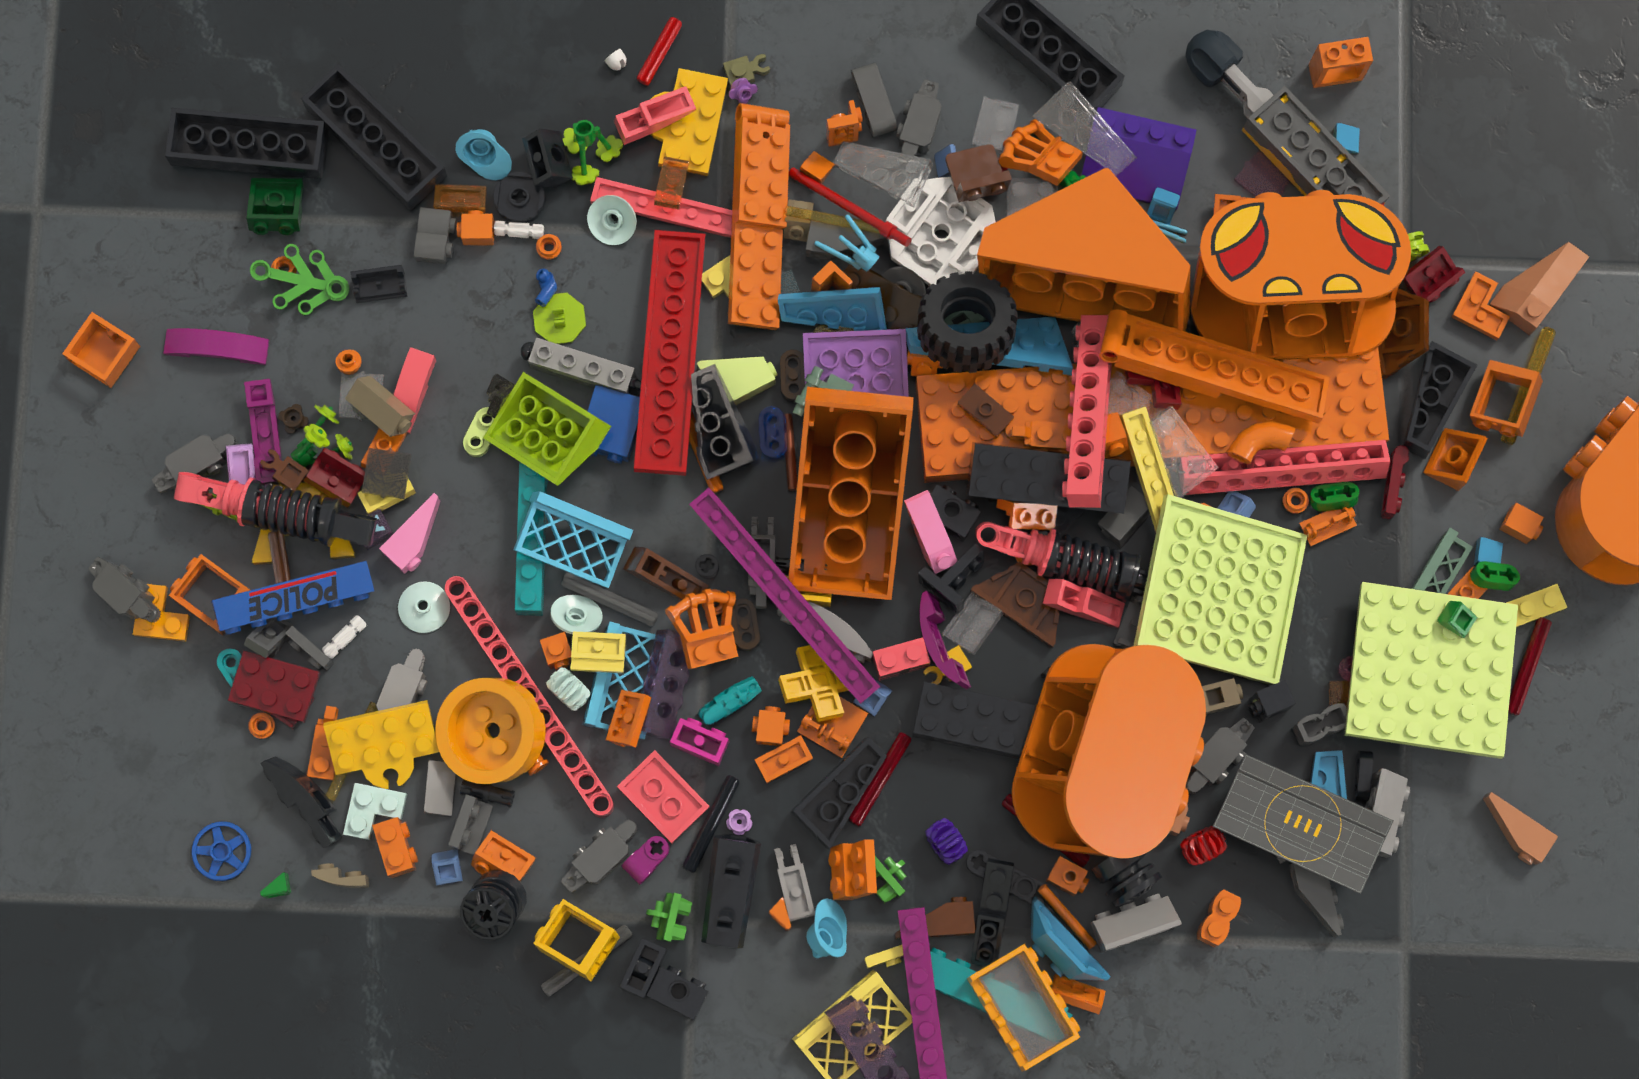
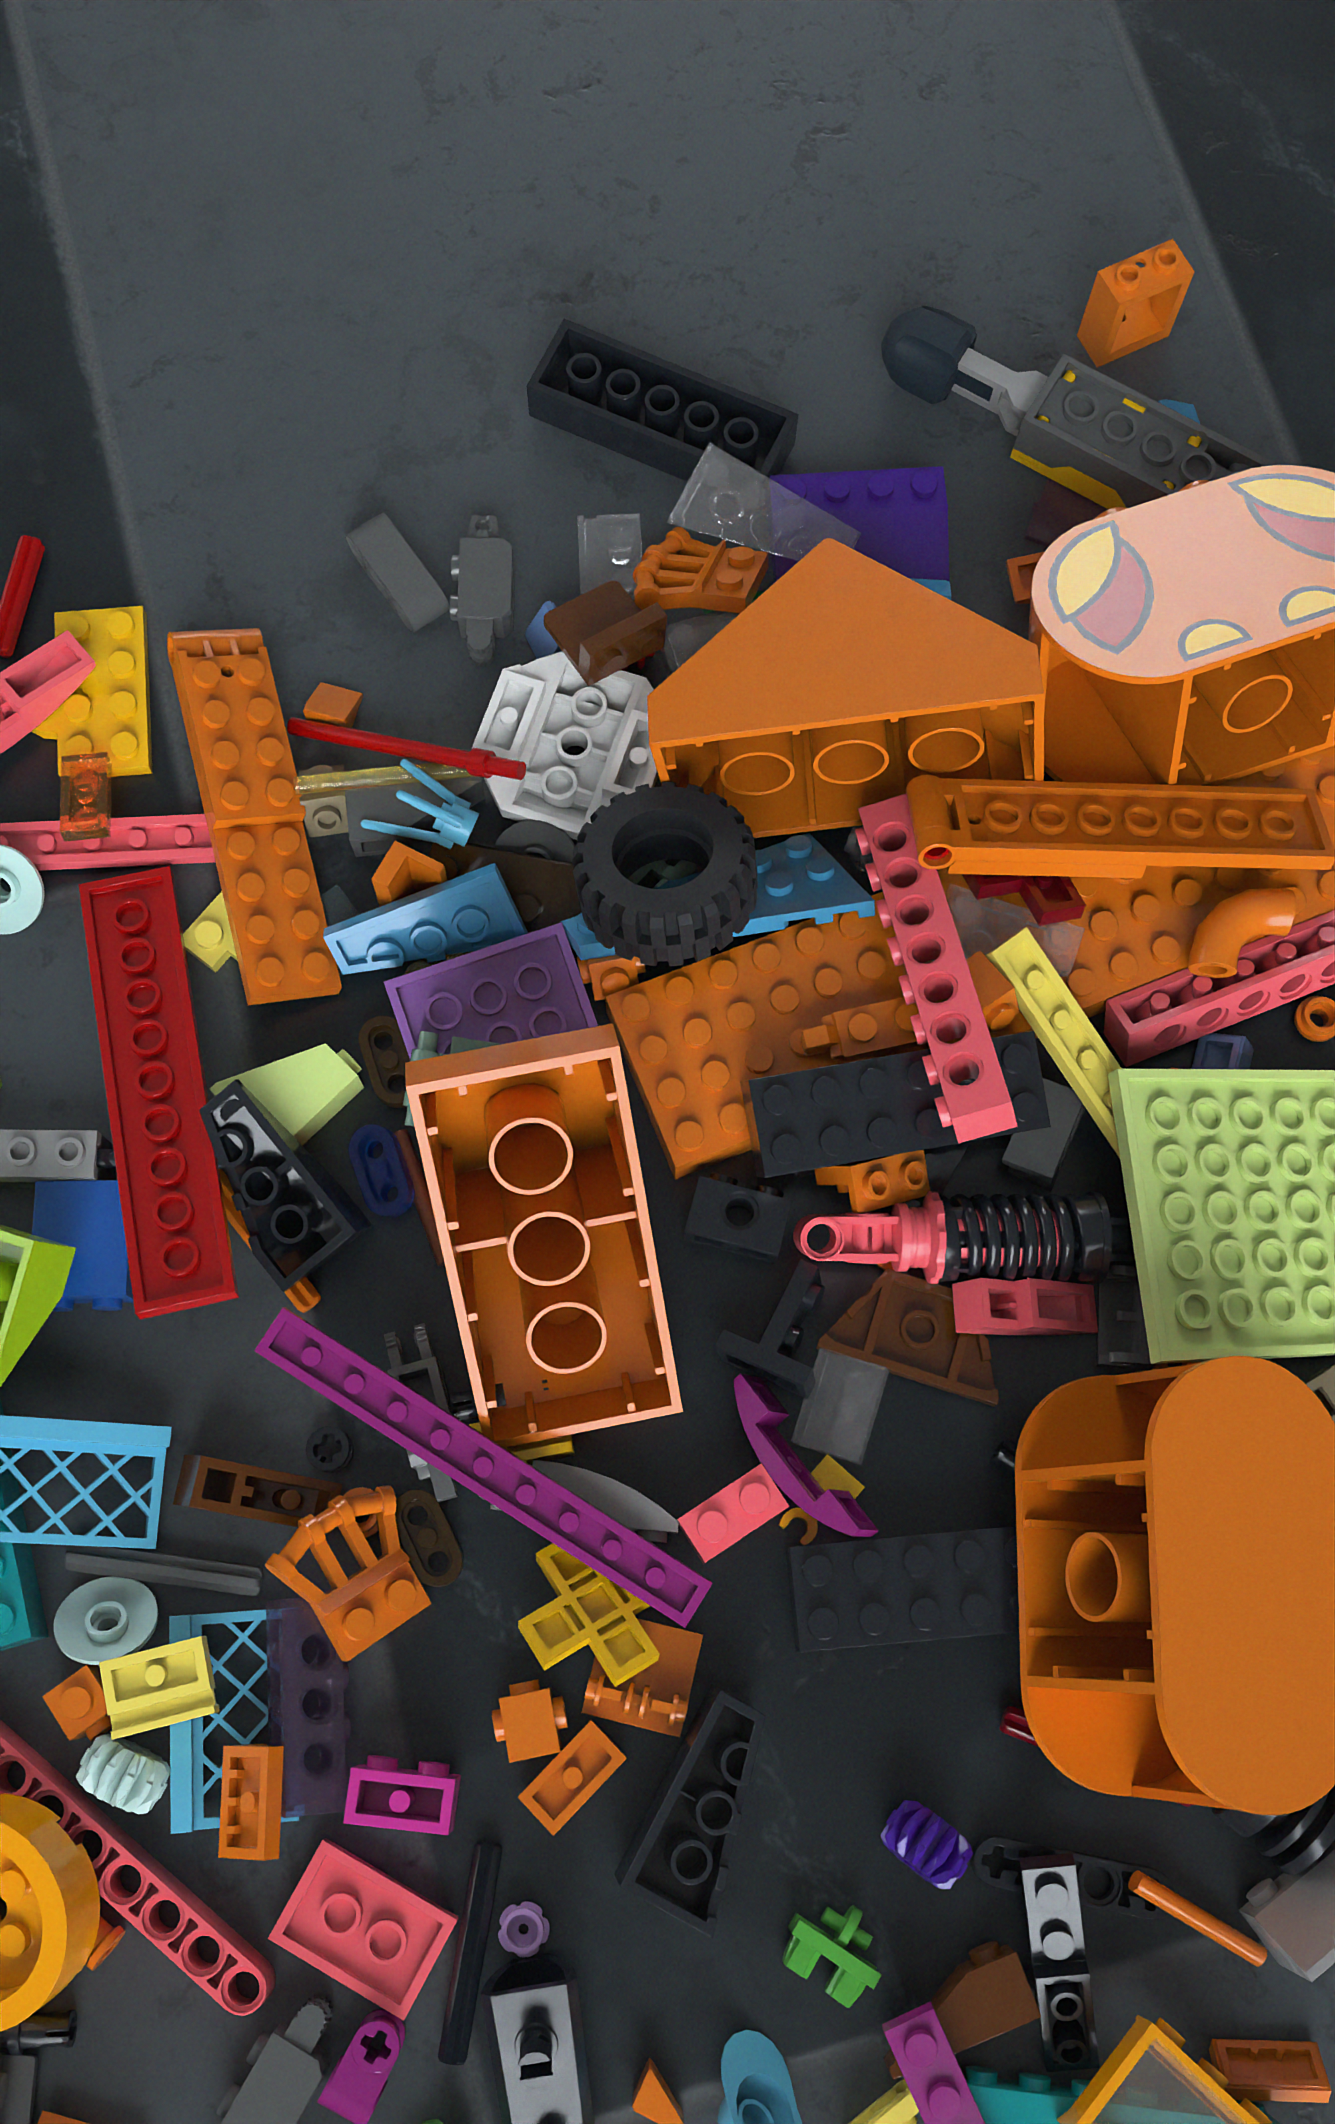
camera: 15 degrees left, 5 degrees down
(729, 700) = (438, 1695): teal hinge -> none
(742, 90) = (164, 609): medium lavender plate -> none
(743, 68) = (166, 591): olive plate -> none
(794, 886) = (666, 2028): light grey hinge -> none
(844, 127) = (358, 623): orange bracket -> none
(853, 870) = (770, 1967): orange plate -> none
(876, 700) = (711, 1609): medium blue slope -> none
(880, 779) = (775, 1706): dark red axle -> none
(891, 171) = (459, 669): clear wing -> none
(930, 532) = (715, 1265): bright pink slope -> none
(985, 410) = (745, 1019): reddish brown plate -> none
(1062, 947) = (1214, 1988): dark azure wedge -> none
(1068, 877) = (1171, 1837): orange brick -> none
(1181, 452) = (1112, 988): clear wing -> none

